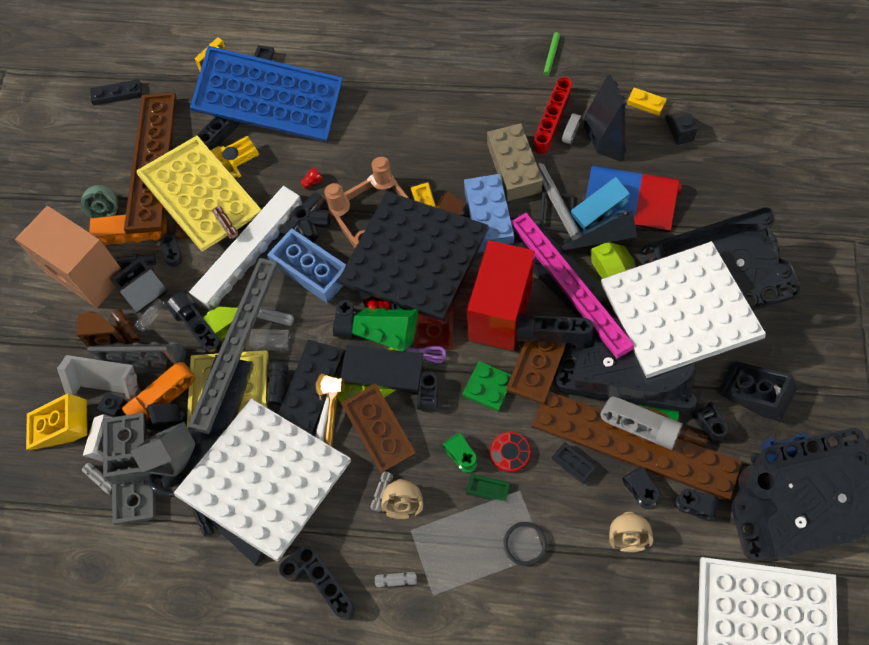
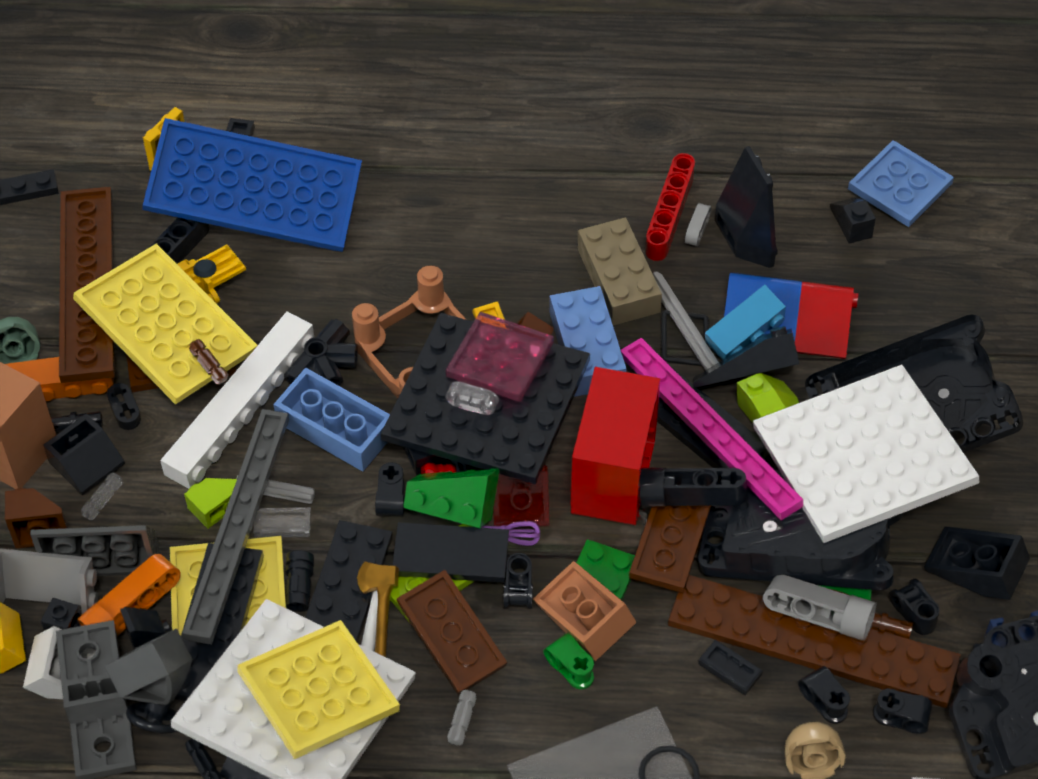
camera: 10 degrees left, 10 degrees down
(97, 477) = (46, 719): light grey axle -> none
(125, 326) = (69, 509): reddish brown pin -> none
(184, 309) = (156, 486): black beam -> none
(278, 473) = (318, 689): none -> light yellow plate
(312, 178) = (326, 301): red piece -> none
(401, 499) = (492, 723): tan cylinder -> none
(402, 257) = (472, 398): none -> clear beam
(424, 226) = (499, 356): none -> clear pink plate
(473, 416) = (585, 610): none -> nougat slope
(487, 488) = (611, 705): dark green tile -> none
(510, 452) = (639, 657): tile -> none
(551, 55) = (662, 123): bright green bar -> none
(646, 101) = (802, 185): yellow plate -> none
(716, 101) = (900, 183): none -> medium blue plate

